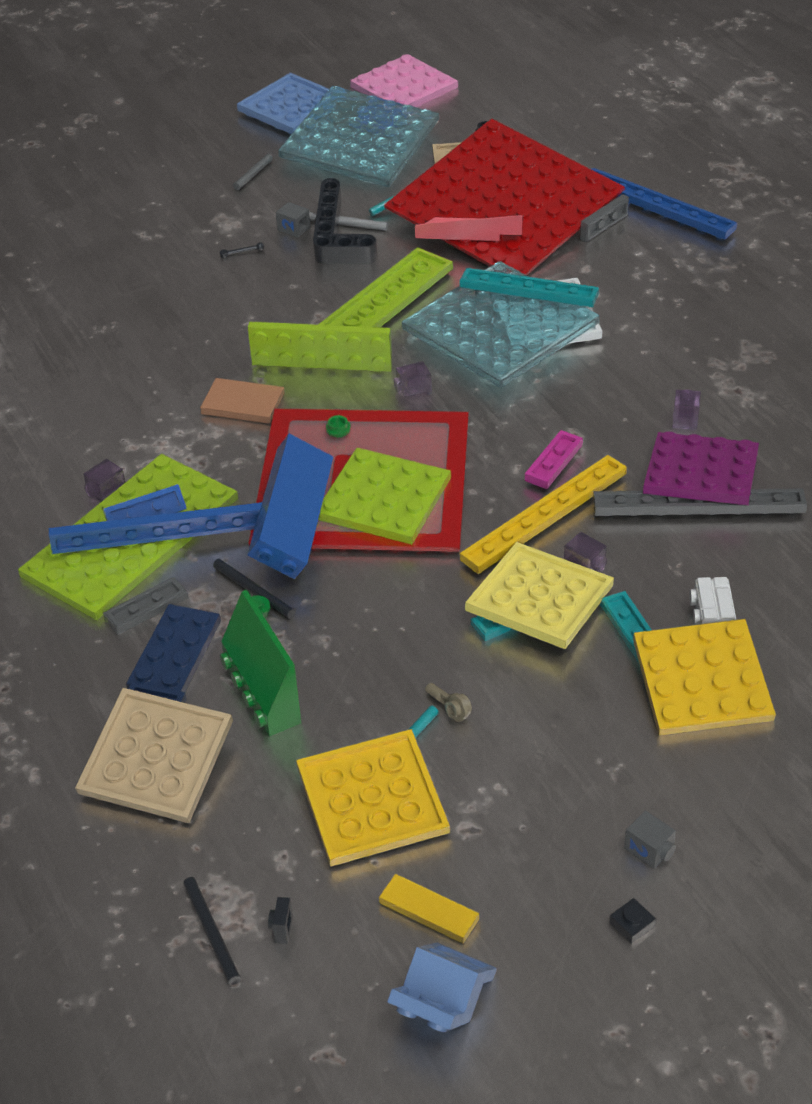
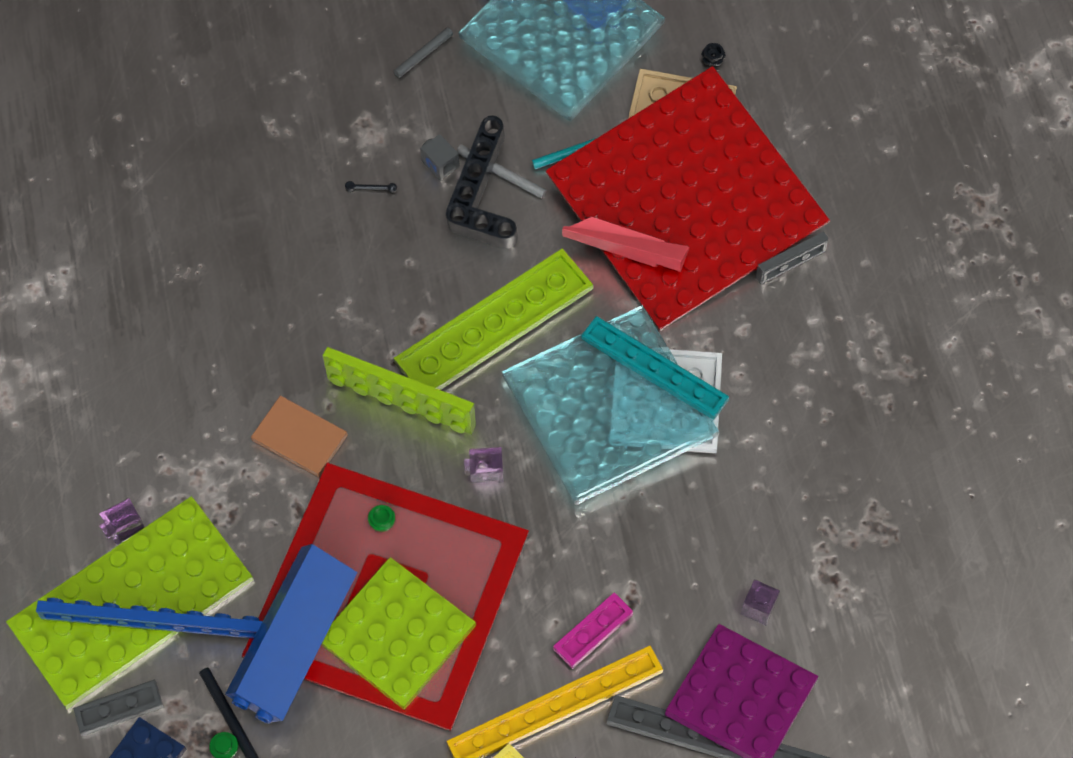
camera: 15 degrees right, 20 degrees up
(156, 503) = (146, 587): blue plate -> none
(674, 208) = (870, 252): blue plate -> none

